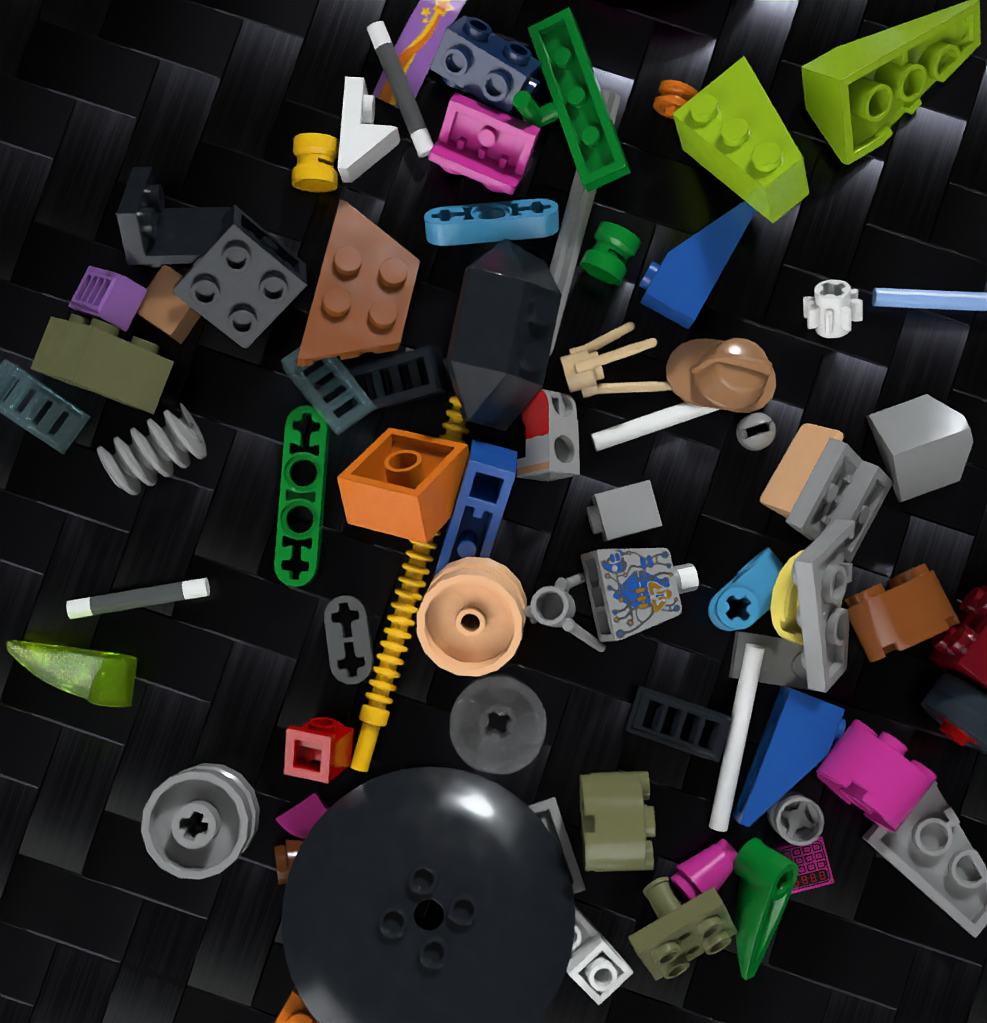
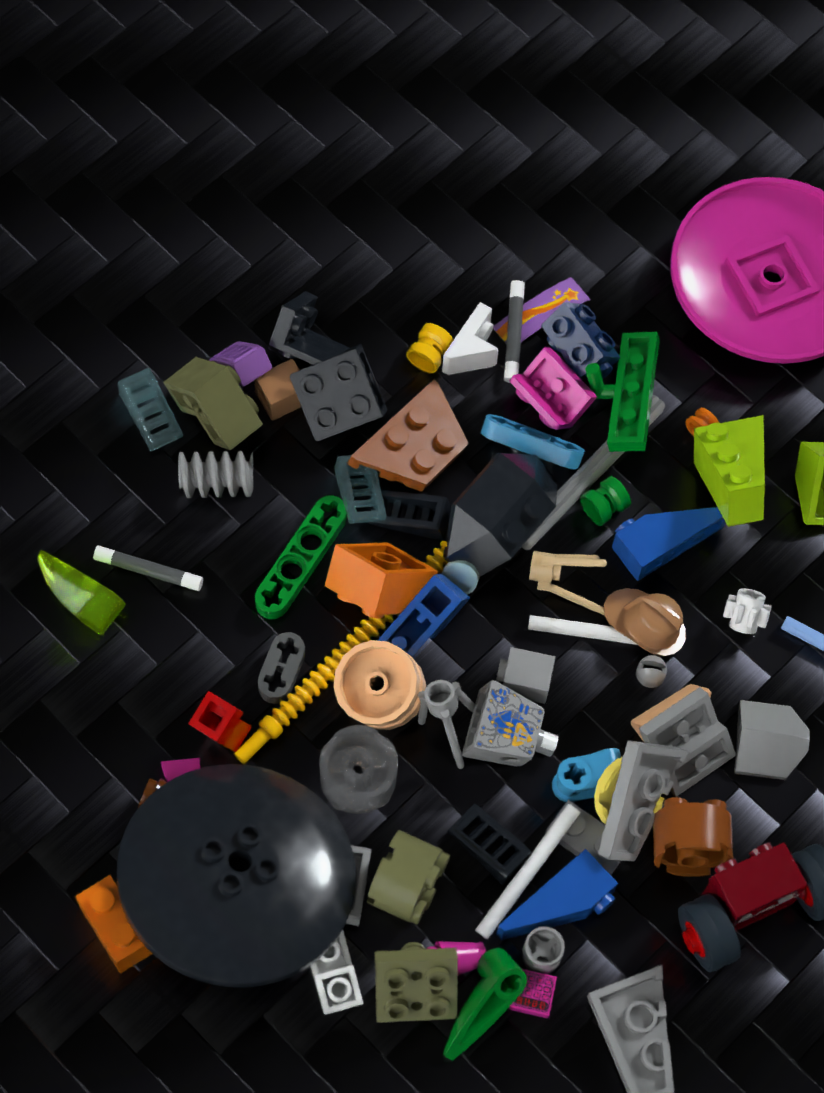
camera: 20 degrees right, 20 degrees down
(178, 838) = (109, 731): light grey wheel -> none
(494, 429) = (462, 575): none -> light aqua piece
(550, 438) = (497, 600): light grey leg -> none
(875, 775) = (616, 941): dark pink brick -> none

